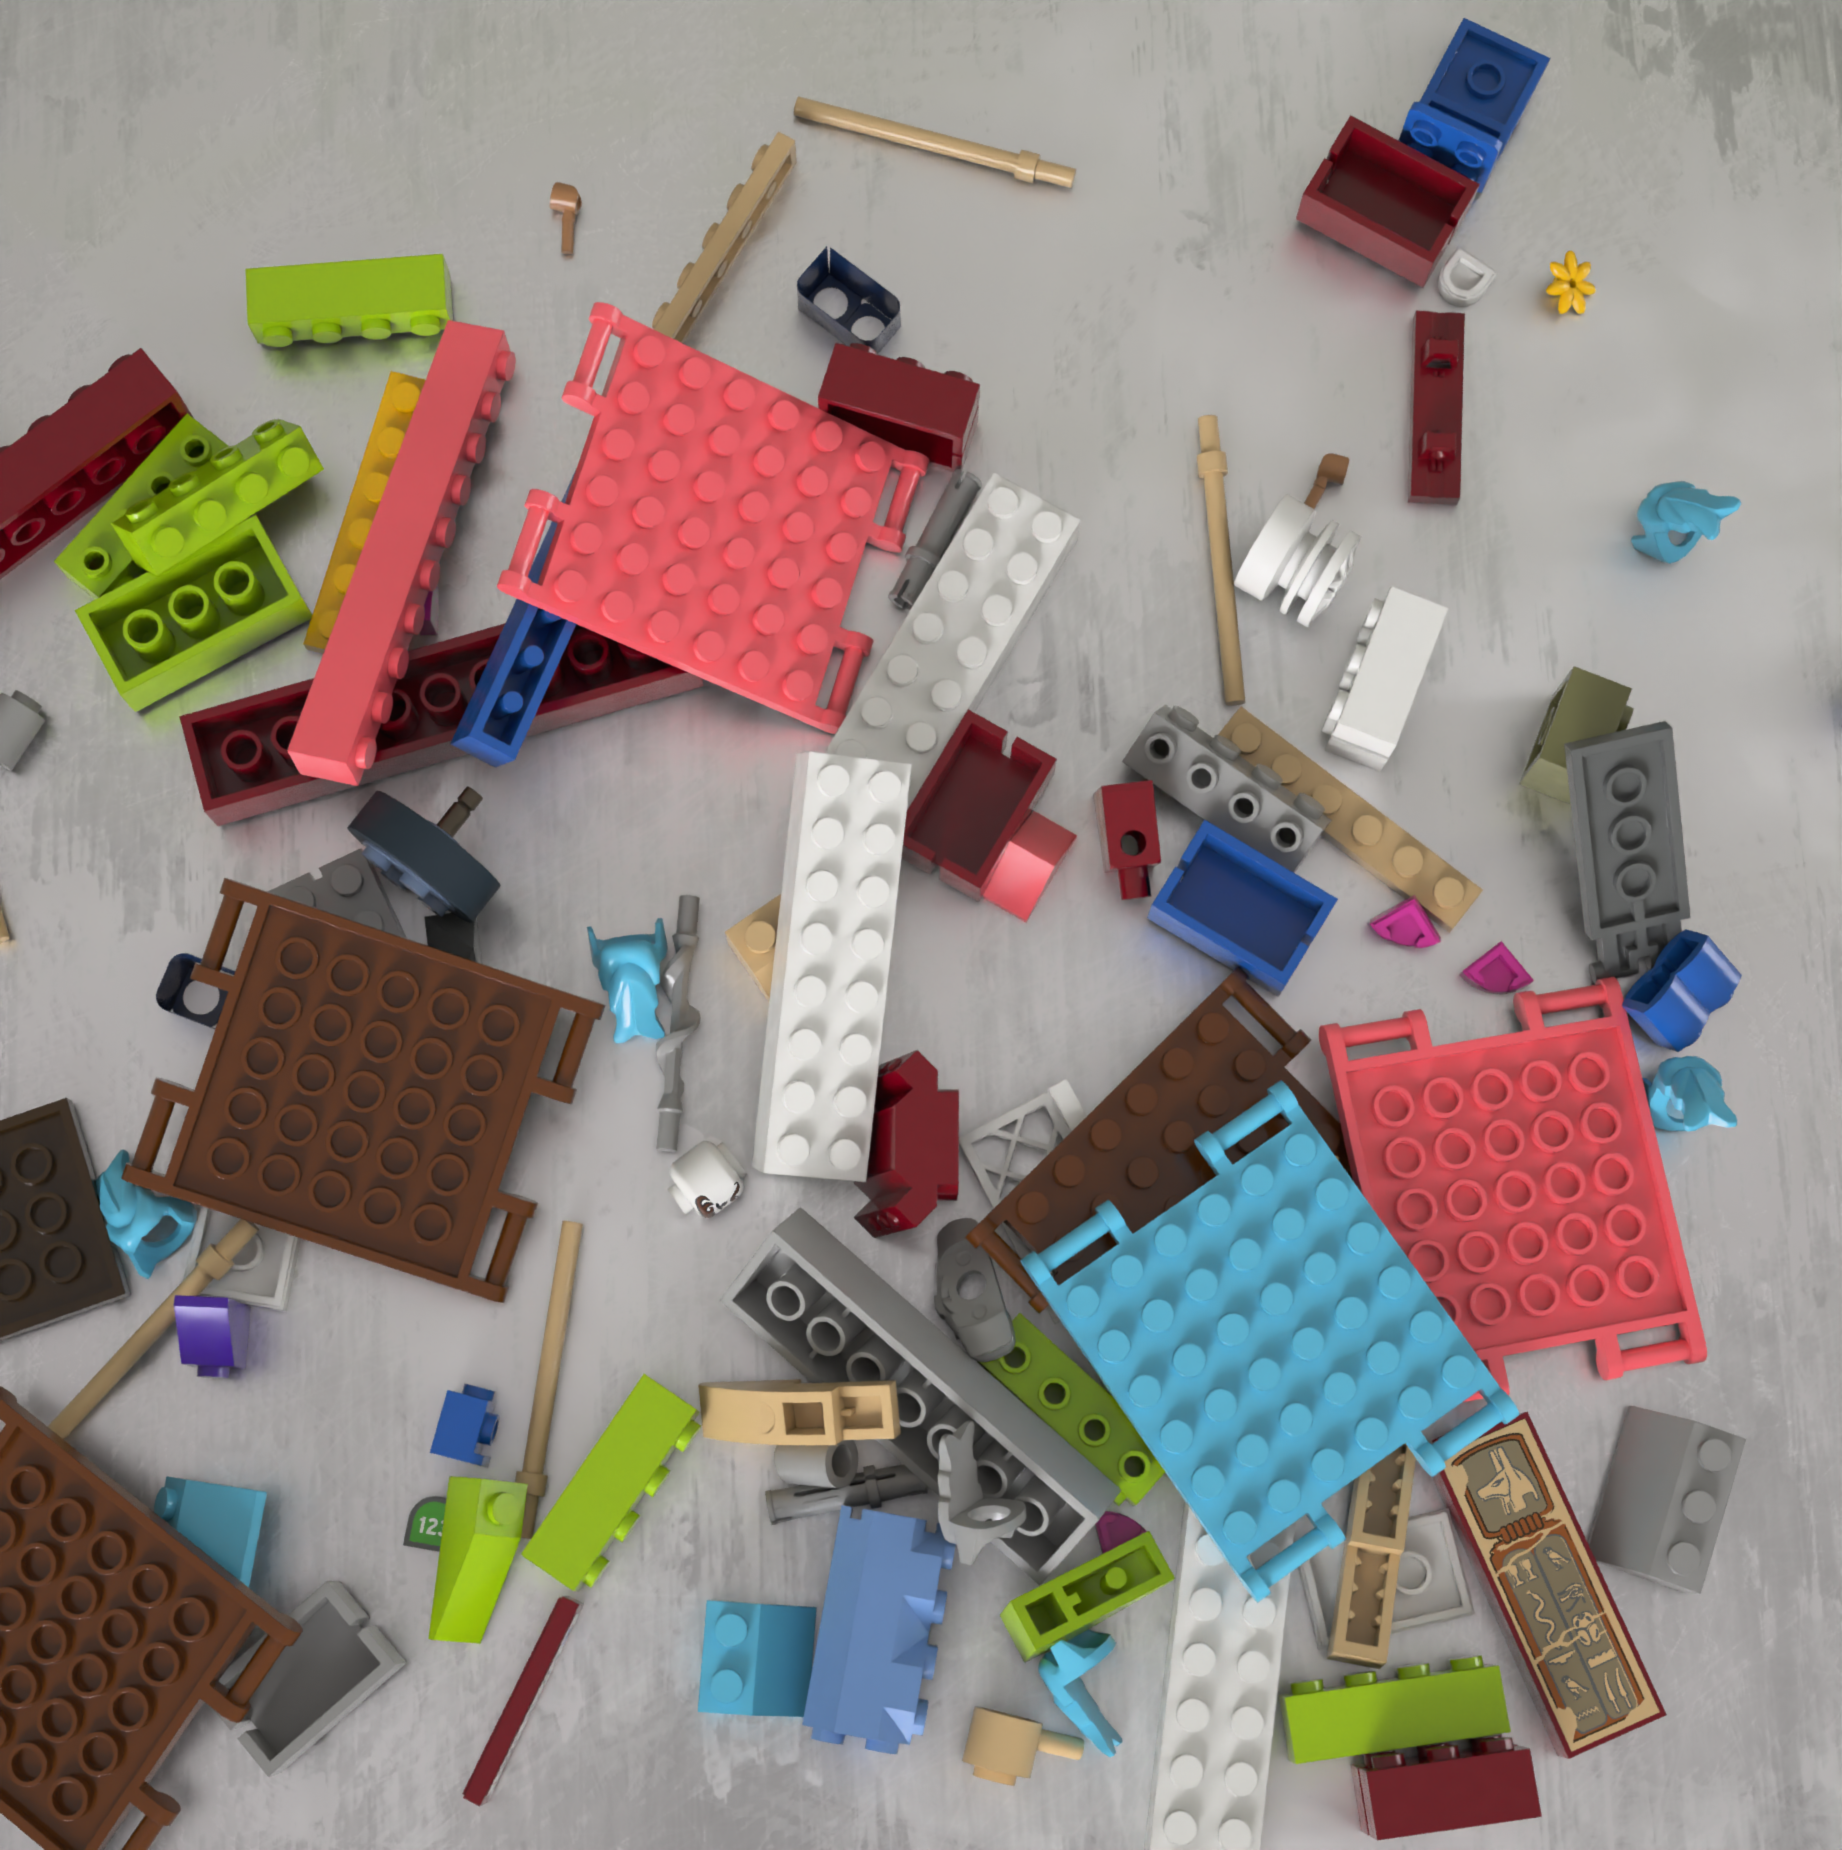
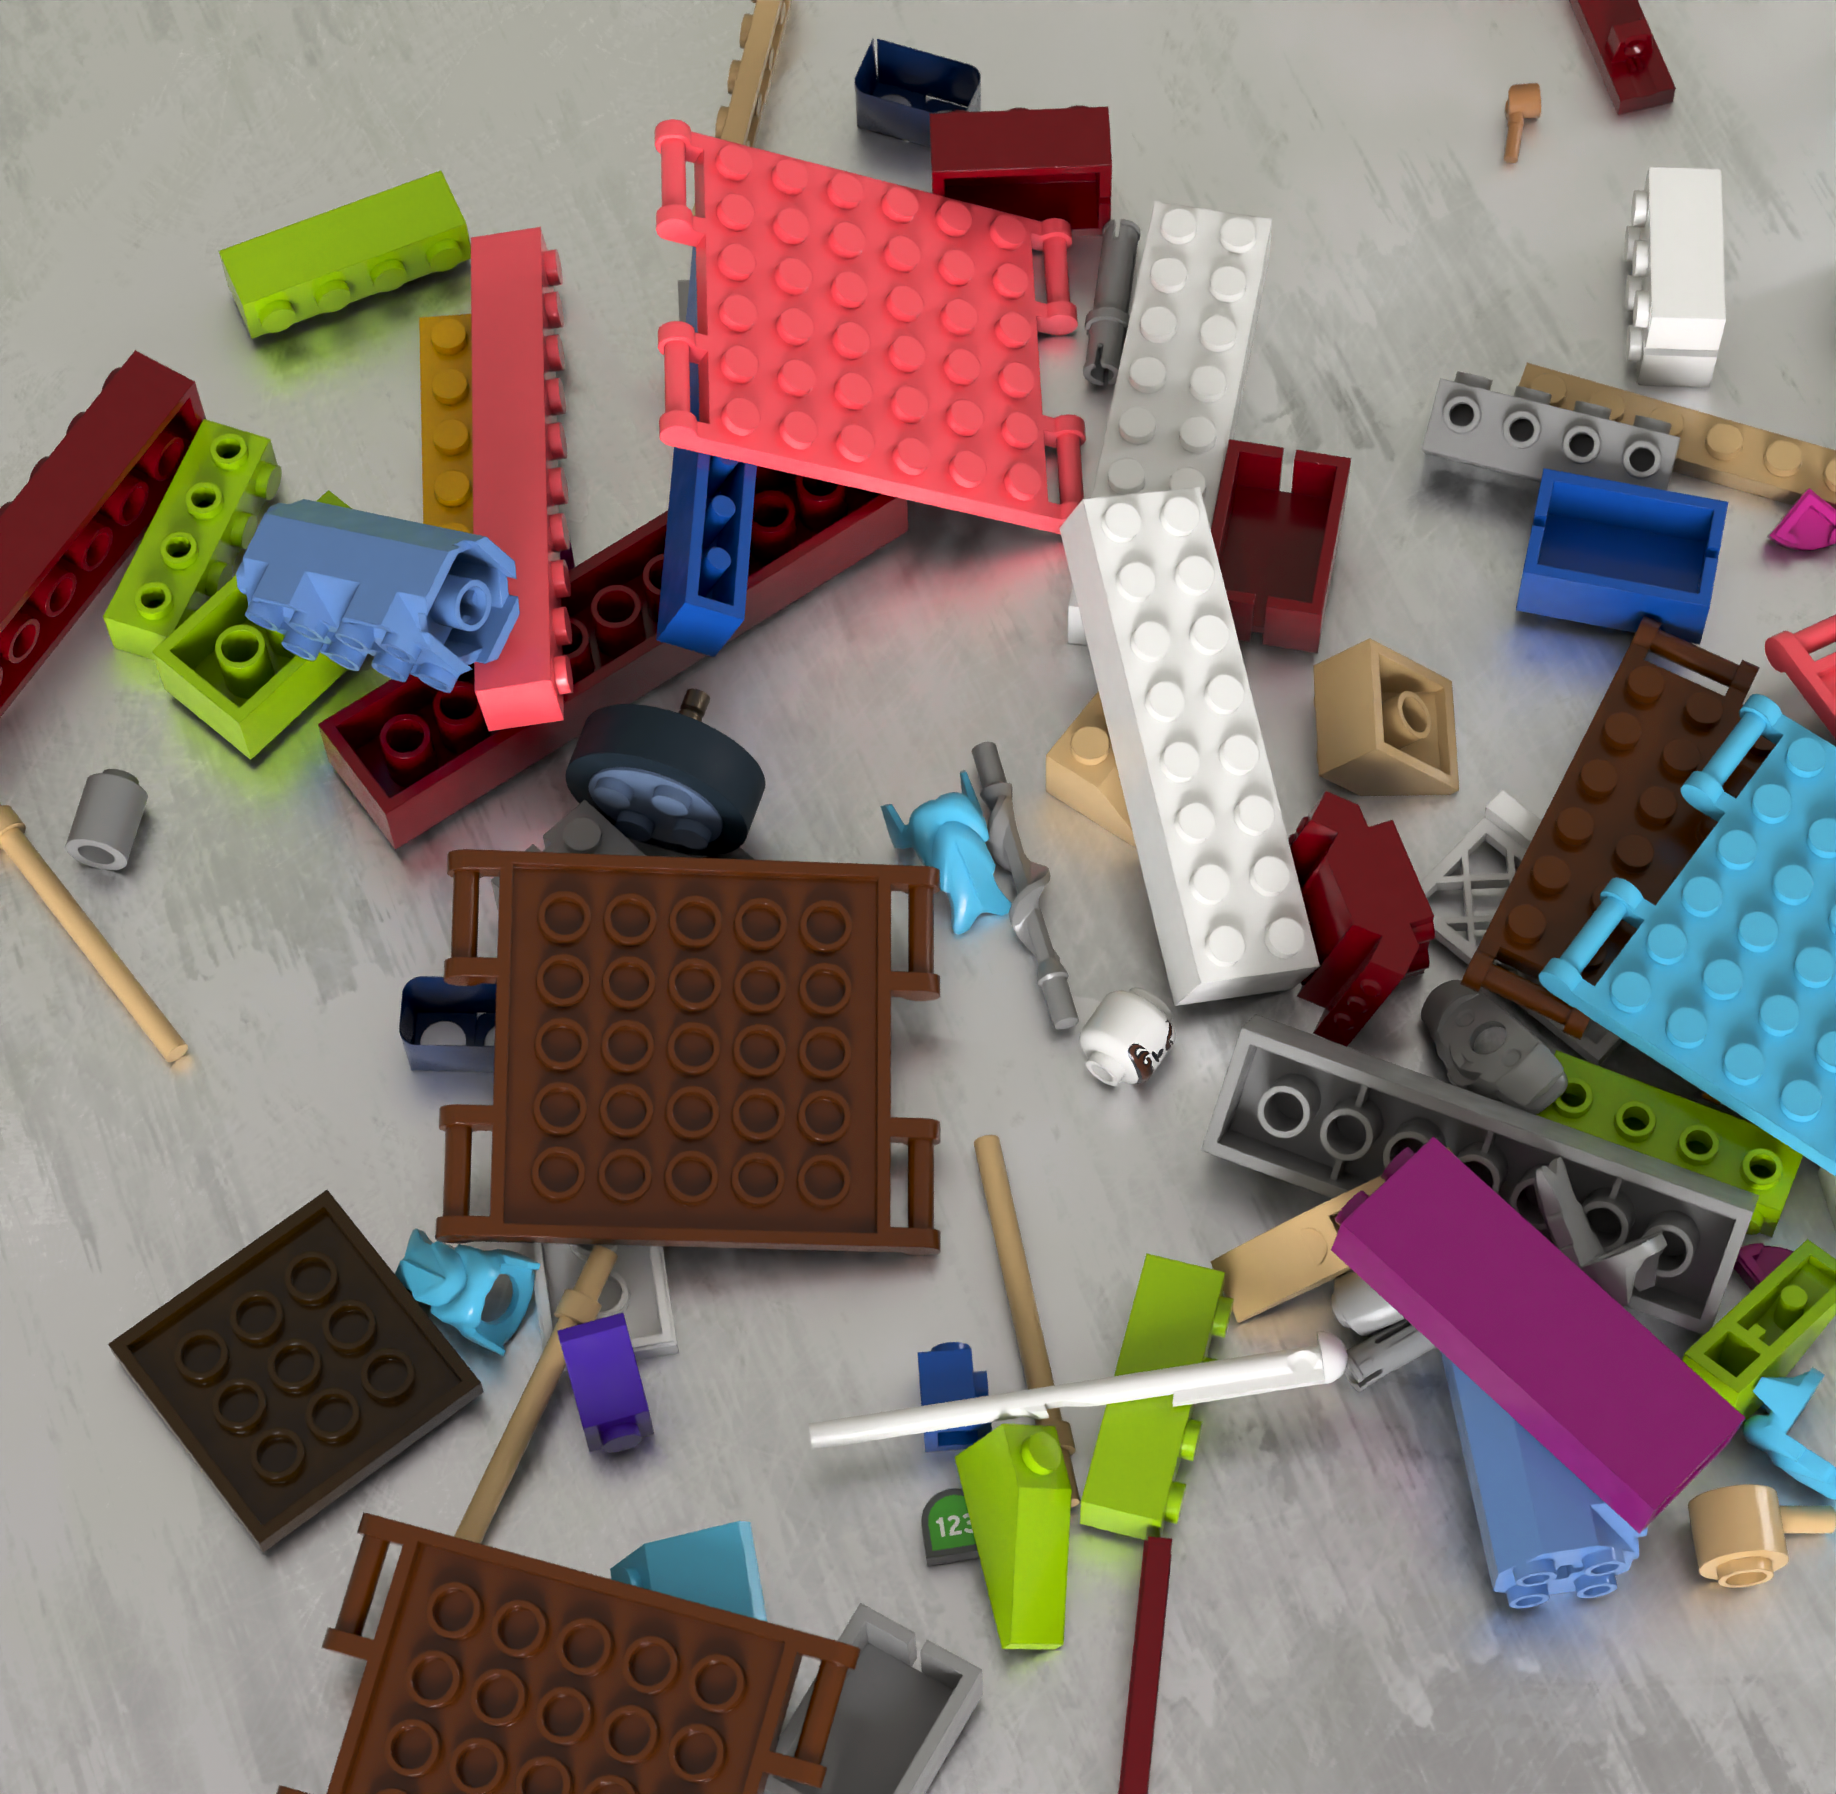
camera: 15 degrees left, 15 degrees down
(217, 495) = (292, 464): lime brick -> none
(240, 639) = (378, 587): none -> medium blue brick
(566, 200) = (553, 93): medium nougat hand -> none
(630, 1493) = (1188, 1383): none -> white bar
(756, 1658) = (1402, 1542): medium azure slope -> none
(890, 1565) = (1535, 1332): none -> magenta brick
(1004, 985) = (1384, 724): none -> tan slope
(1028, 865) = (1358, 596): coral slope -> none
(1131, 812) = (1459, 517): dark red torso -> none
(1212, 468) = (1391, 144): tan bar -> none
(1297, 560) = (1529, 190): white wheel -> none

